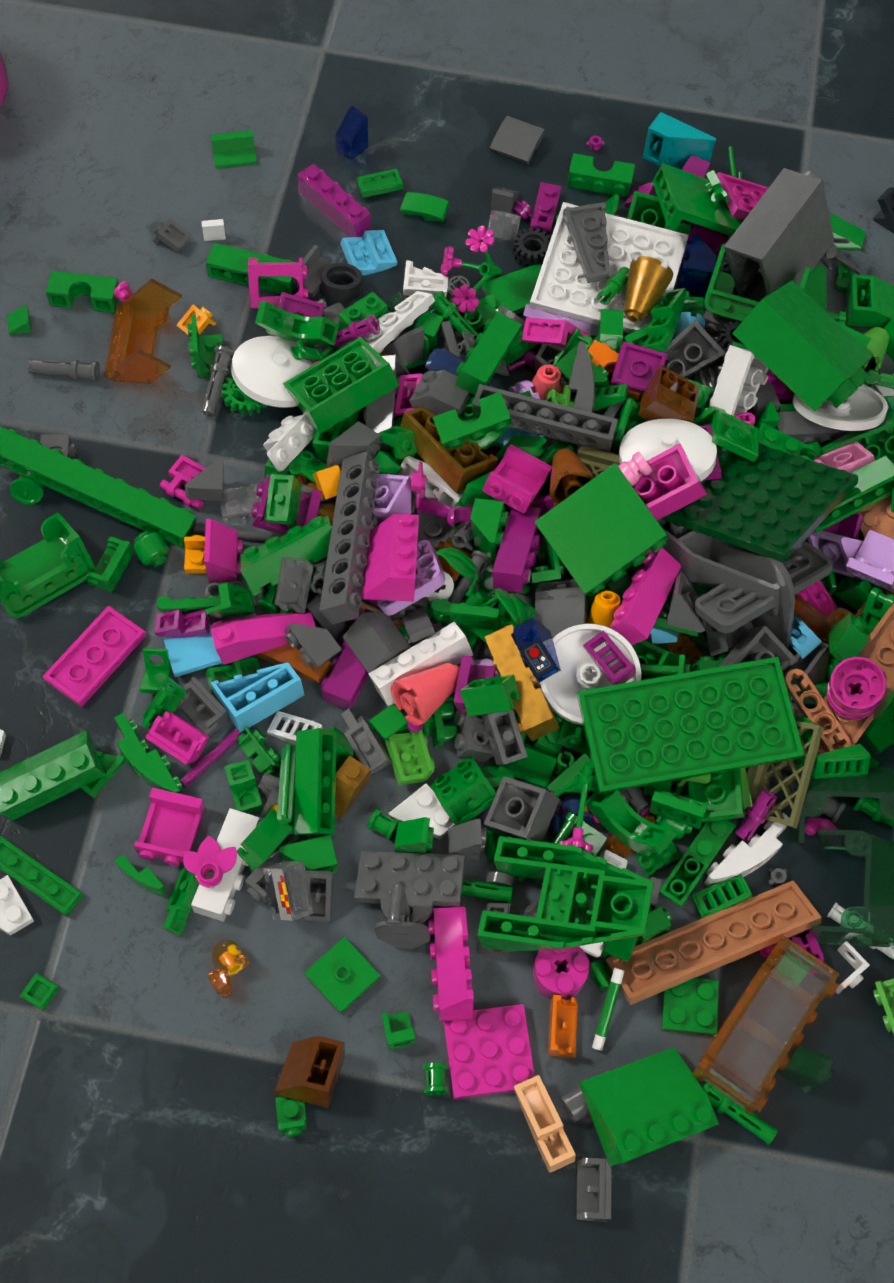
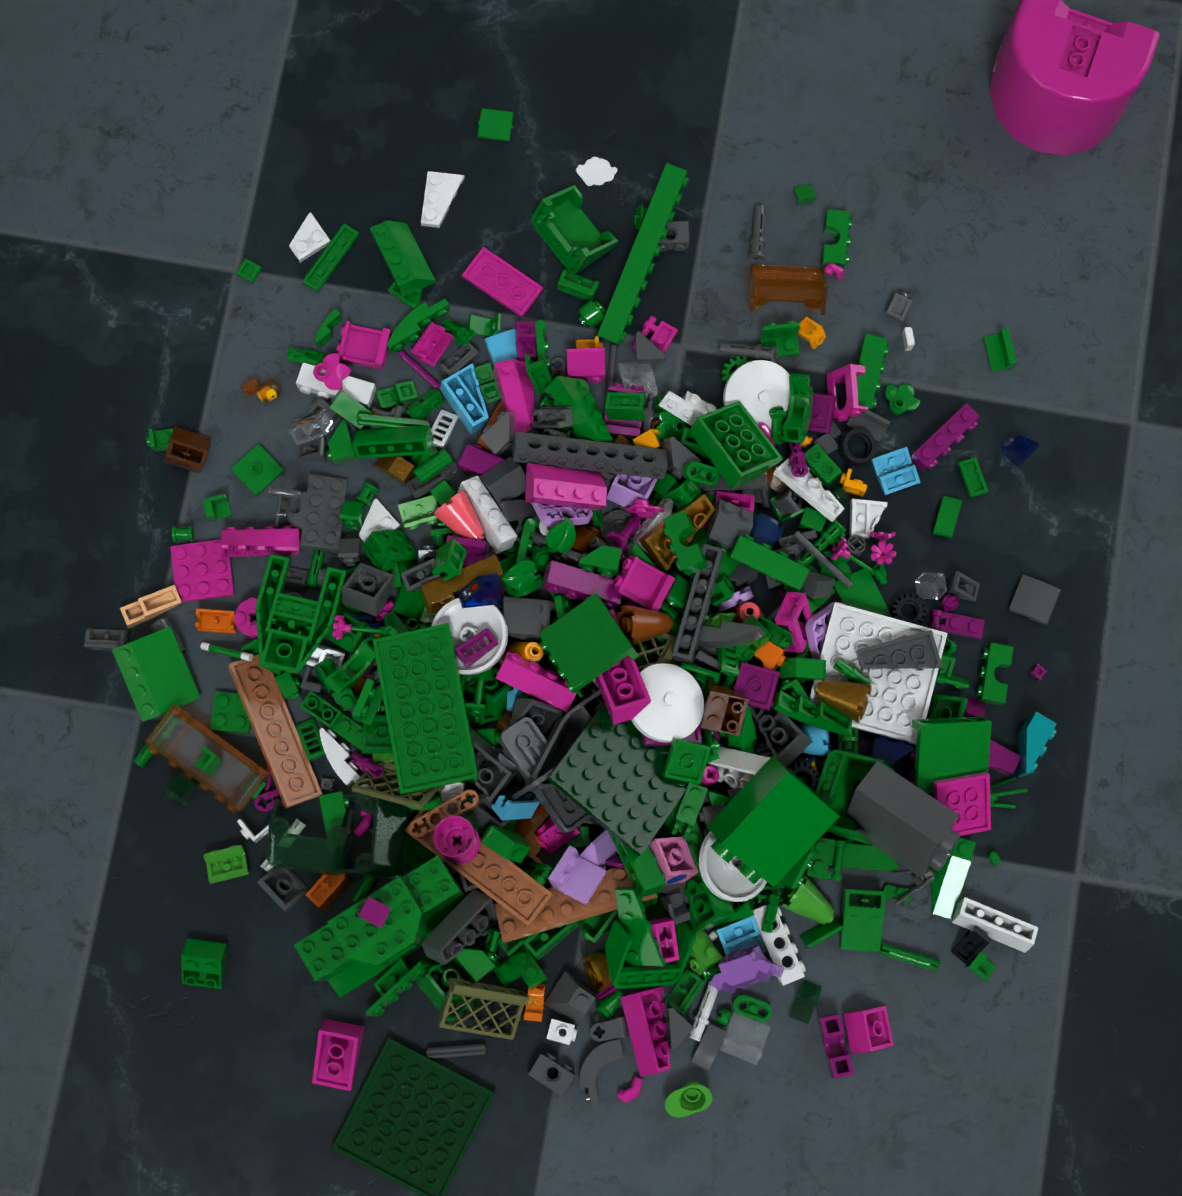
camera: 90 degrees right, 15 degrees up
(284, 242) = (901, 396): none -> green plate
(351, 734) = (432, 466): none -> green axle
(376, 419) = (699, 473): none -> green plate
(387, 287) = (852, 486): none -> light orange bracket
(477, 316) = (822, 559): none -> dark grey bar
(635, 468) = (629, 663): bright pink wheel -> none
(640, 865) = (324, 669): none -> green panel
(715, 189) = (963, 768): green plate -> none
(767, 1030) = (208, 762): none -> green panel
(821, 864) = (334, 810): none -> green slope
(857, 764) = (401, 827): green slope -> none
(869, 188) = (995, 924): none -> white brick

